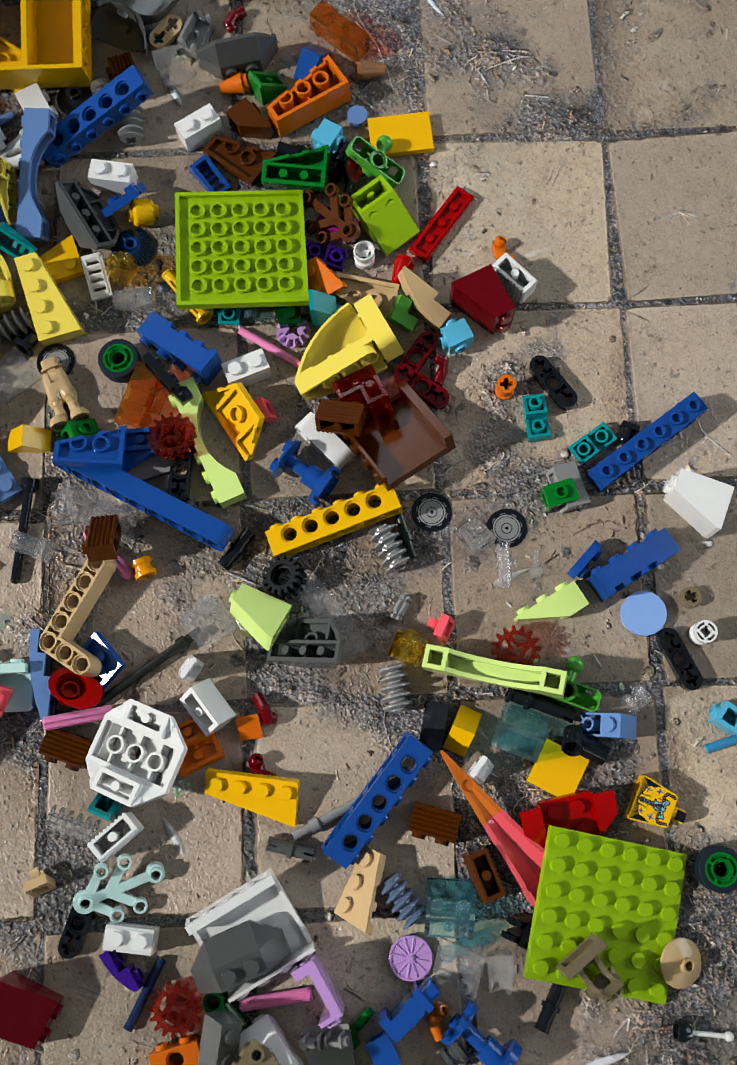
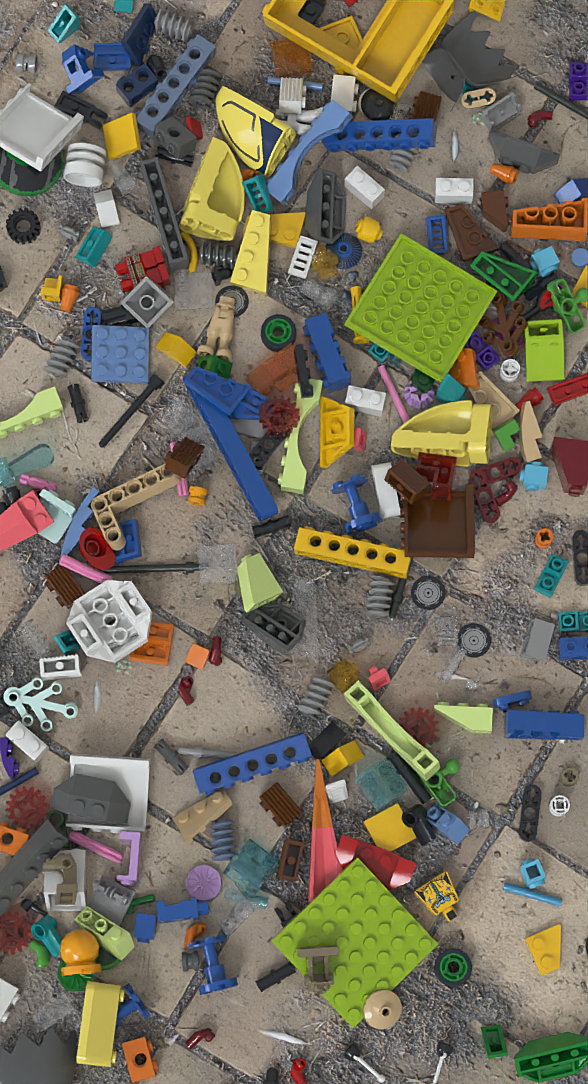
camera: 30 degrees right, 0 degrees up
(38, 548) = (134, 433): clear piece -> none
(116, 202) = (357, 212): blue plate -> none
(171, 68) = (462, 130): clear piece -> none
(191, 668) = (184, 588): white slope -> none
(207, 707) = (178, 622): white brick -> none
(259, 793) = (175, 706): yellow wing -> none
(266, 85) = (528, 189): green slope -> none
(293, 583) = (290, 559): black tyre -> none
(500, 970) = (258, 928): clear piece -> none
(558, 493) = (526, 640): green bracket -> none
(643, 613) = (527, 765): light blue tile -> none

